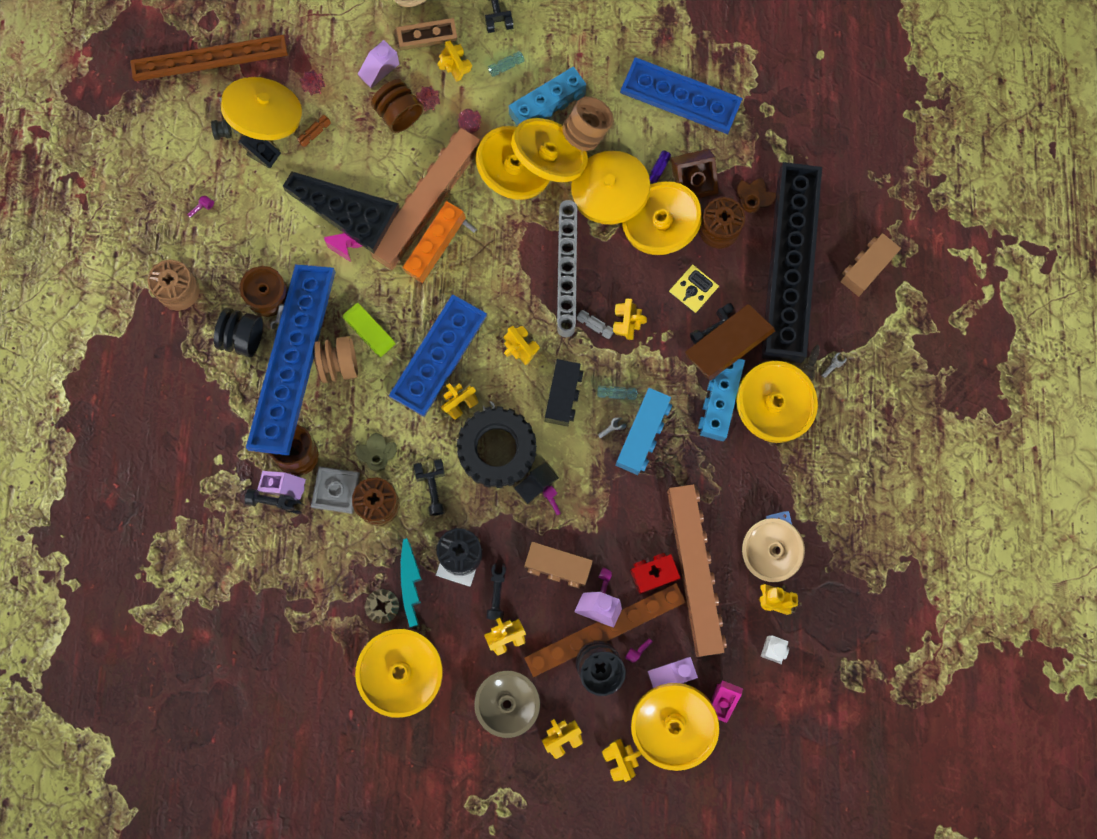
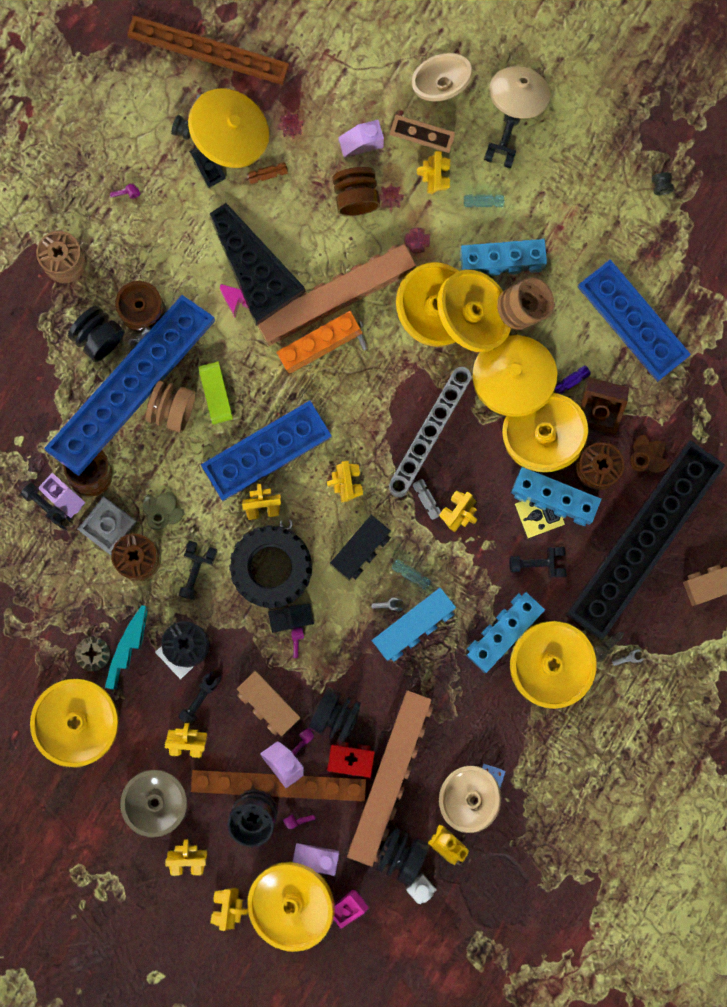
camera: 30 degrees right, 5 degrees up
(621, 542) = (335, 715): none -> black wheel
(699, 265) = (555, 496): none -> dark azure brick
(729, 342) = (540, 585): reddish brown tile -> none
(748, 629) = (403, 857): none -> black wheel

